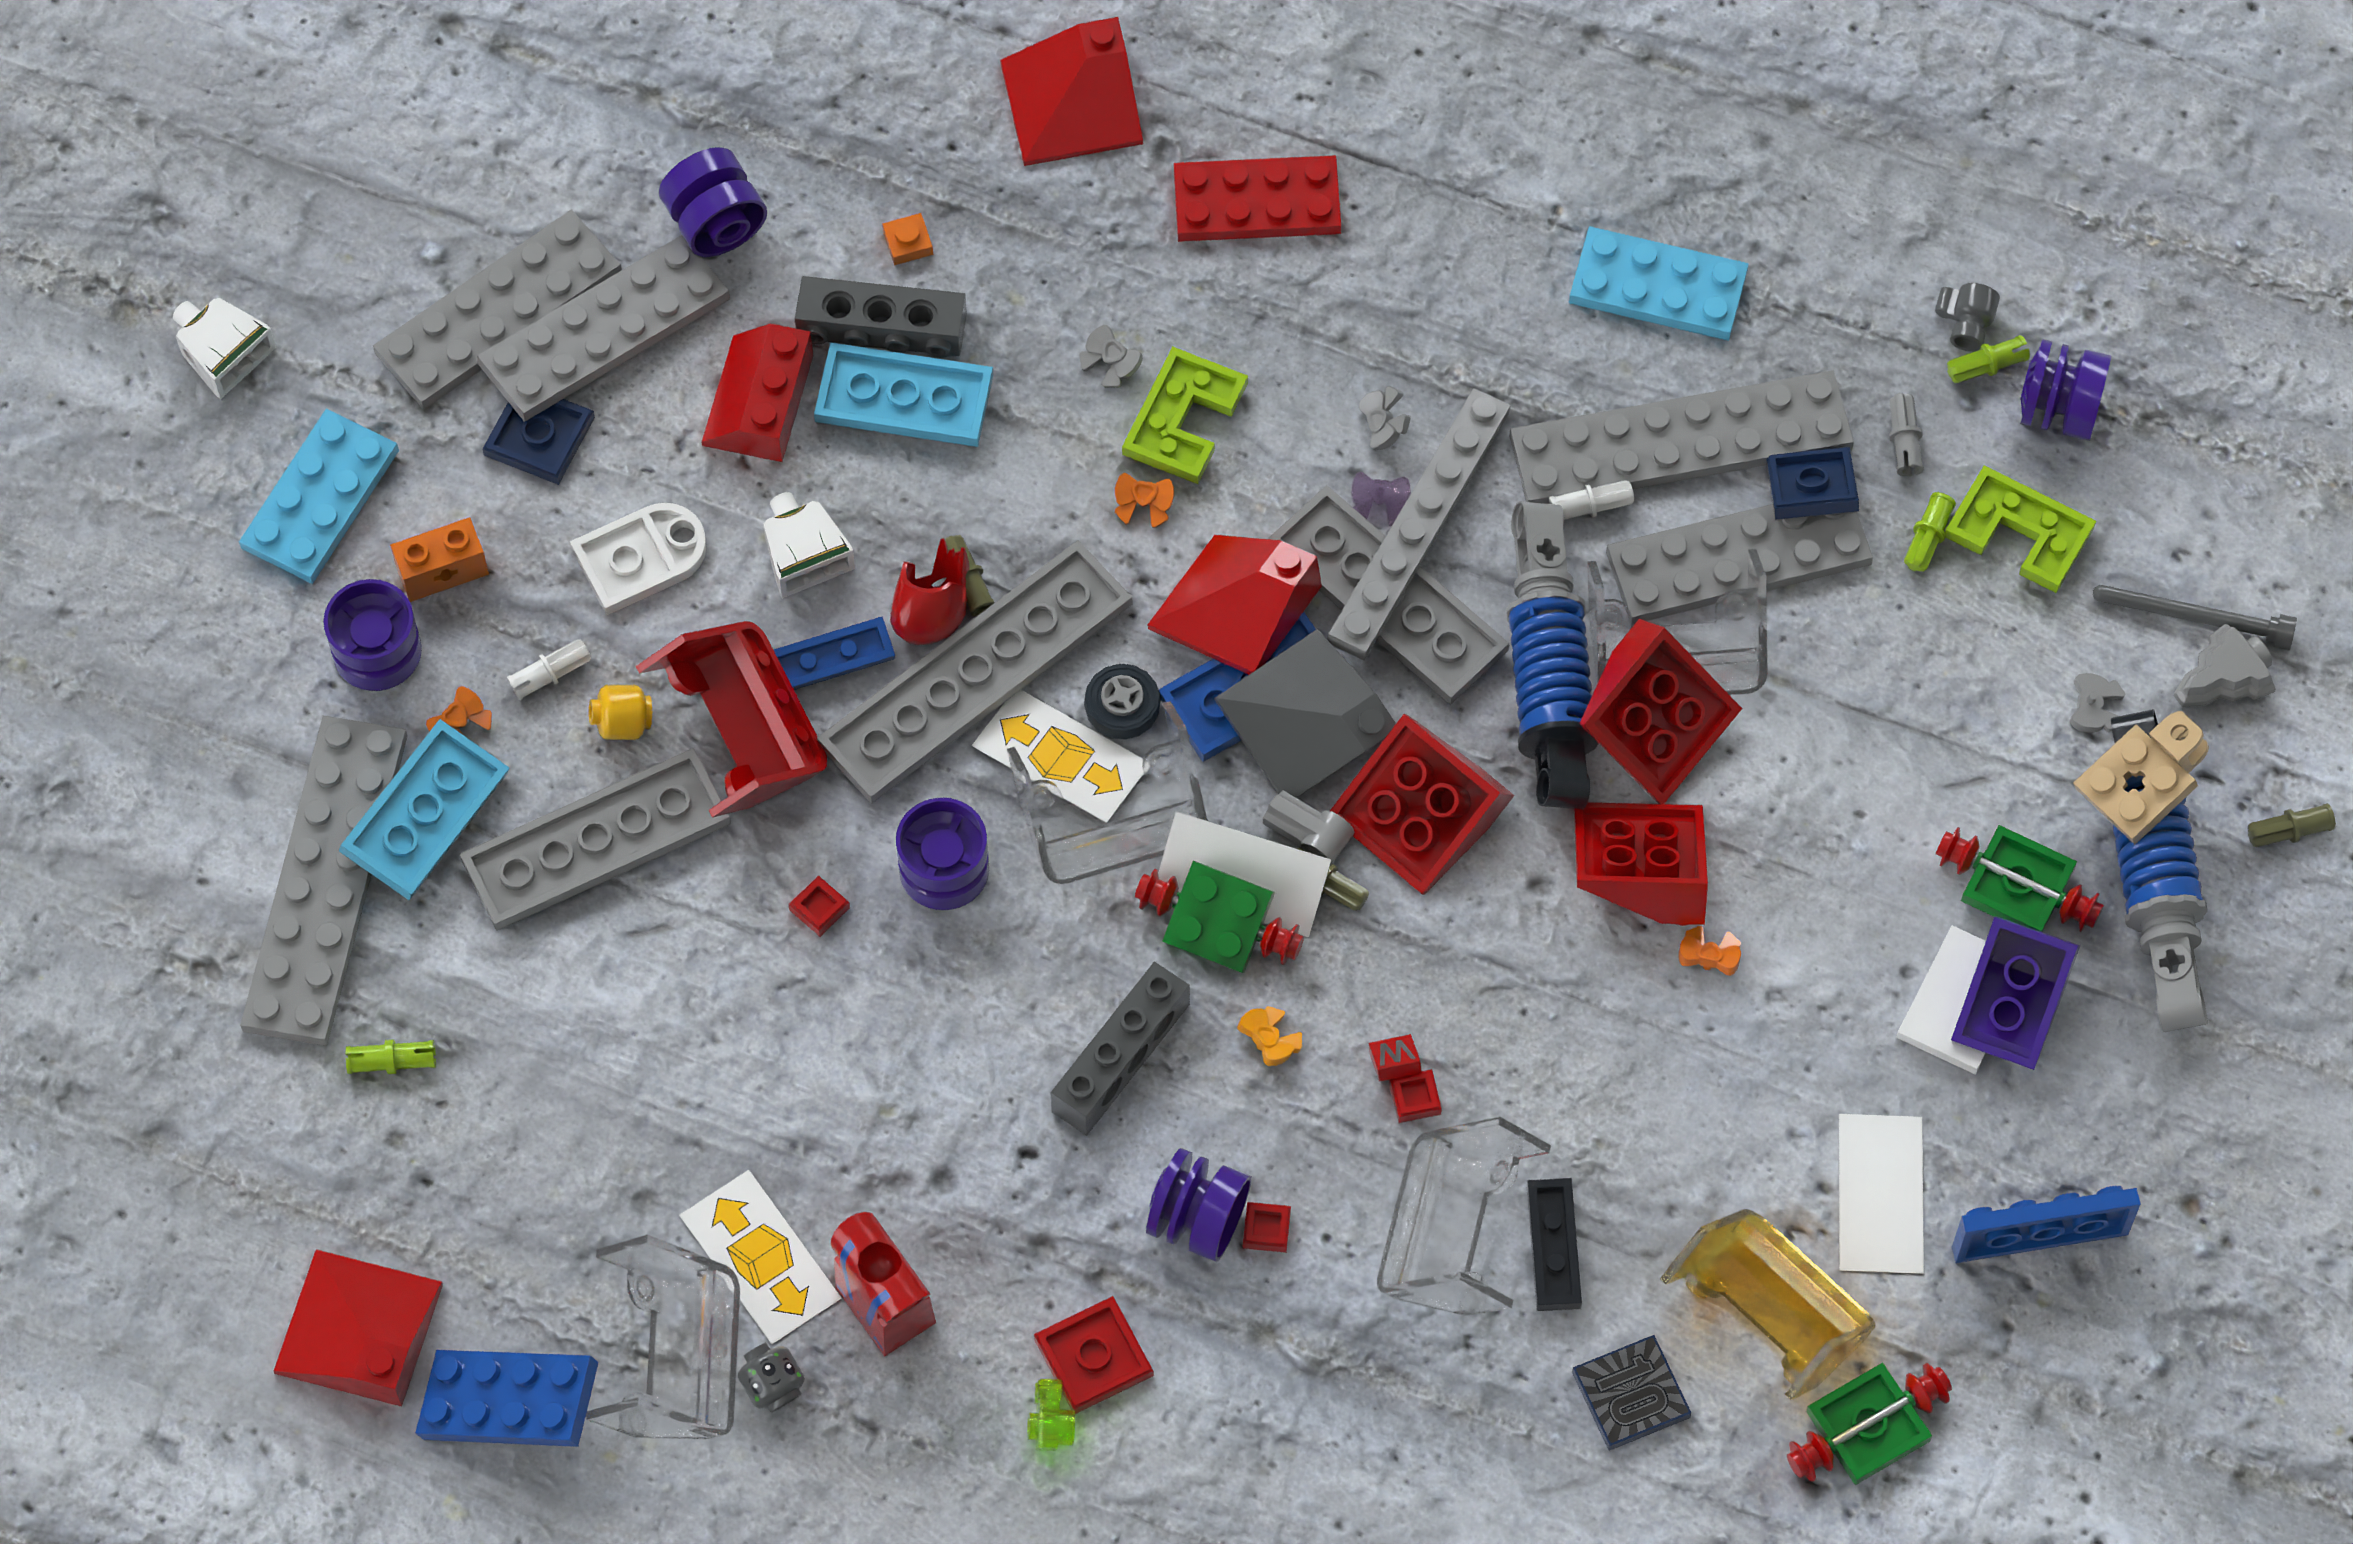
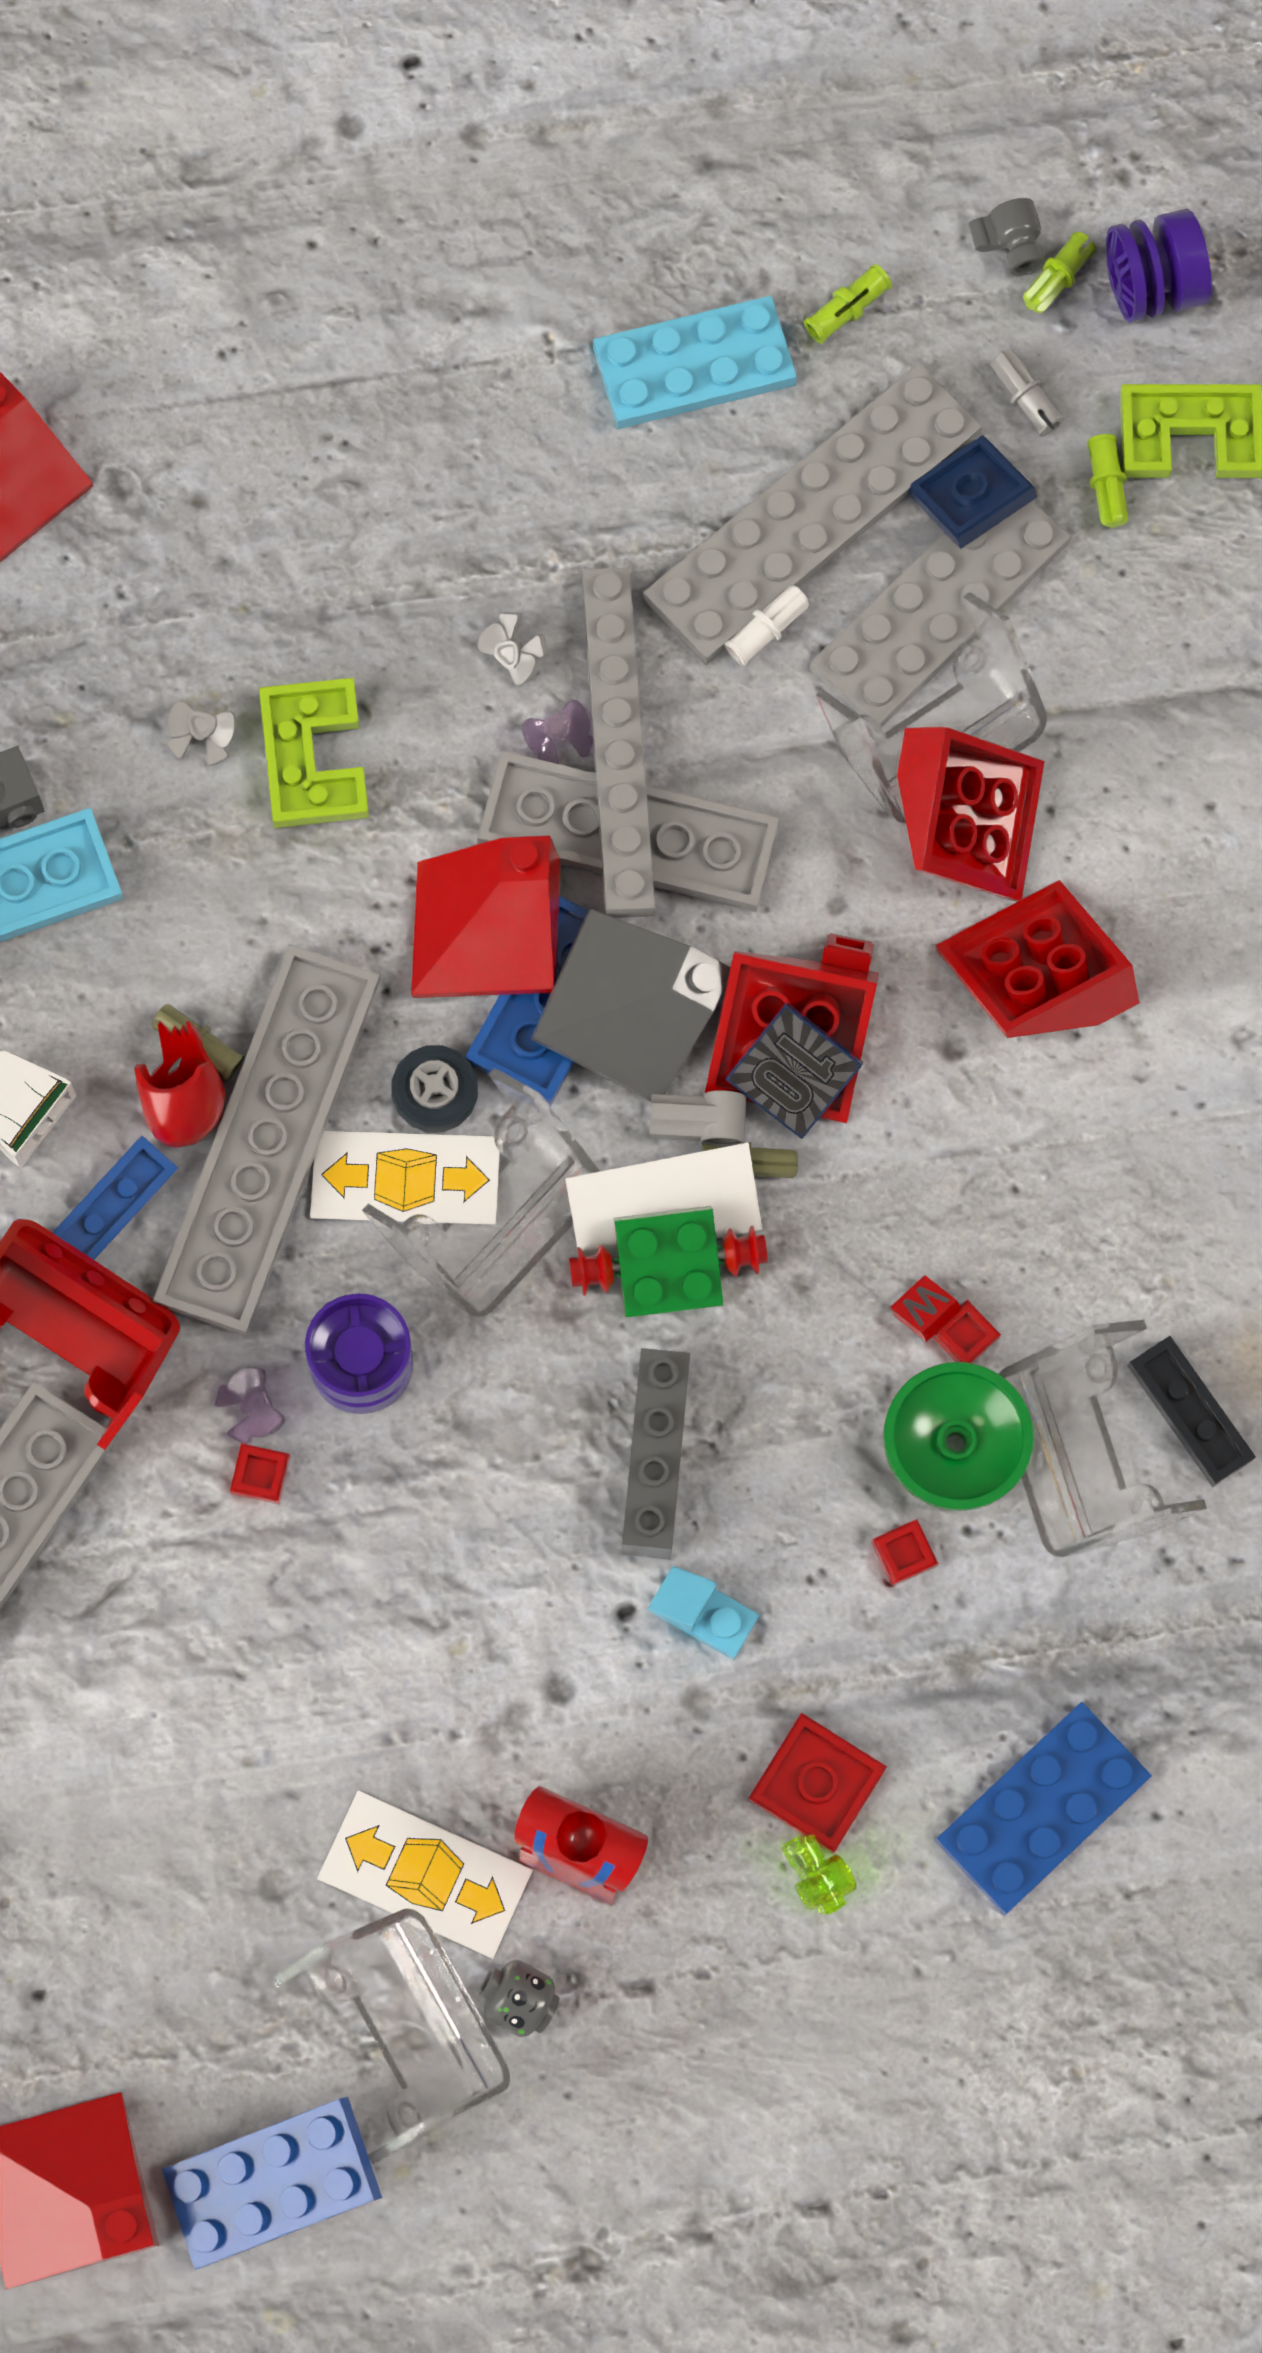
camera: 35 degrees left, 10 degrees up
(846, 843) = (249, 1390): none -> clear purple piece
(1086, 1185) = (703, 1611): none -> medium azure slope
(1156, 495) = (337, 853): orange piece -> none
(1196, 1204) = (835, 1575): dark purple wheel -> none
(1254, 1469) = (1043, 1808): none -> blue plate
(1257, 198) = (244, 483): red plate -> none
(1260, 1027) = (802, 1364): light orange piece -> none
(1360, 1133) = (963, 1403): none -> green dish
(1401, 829) = (794, 1070): none -> tile
(1500, 768) = (847, 952): none -> red tile
(1549, 658) = (832, 812): piece -> none
(1709, 955) = (1173, 1025): orange piece -> none
(1777, 303) = (870, 285): none -> lime pin

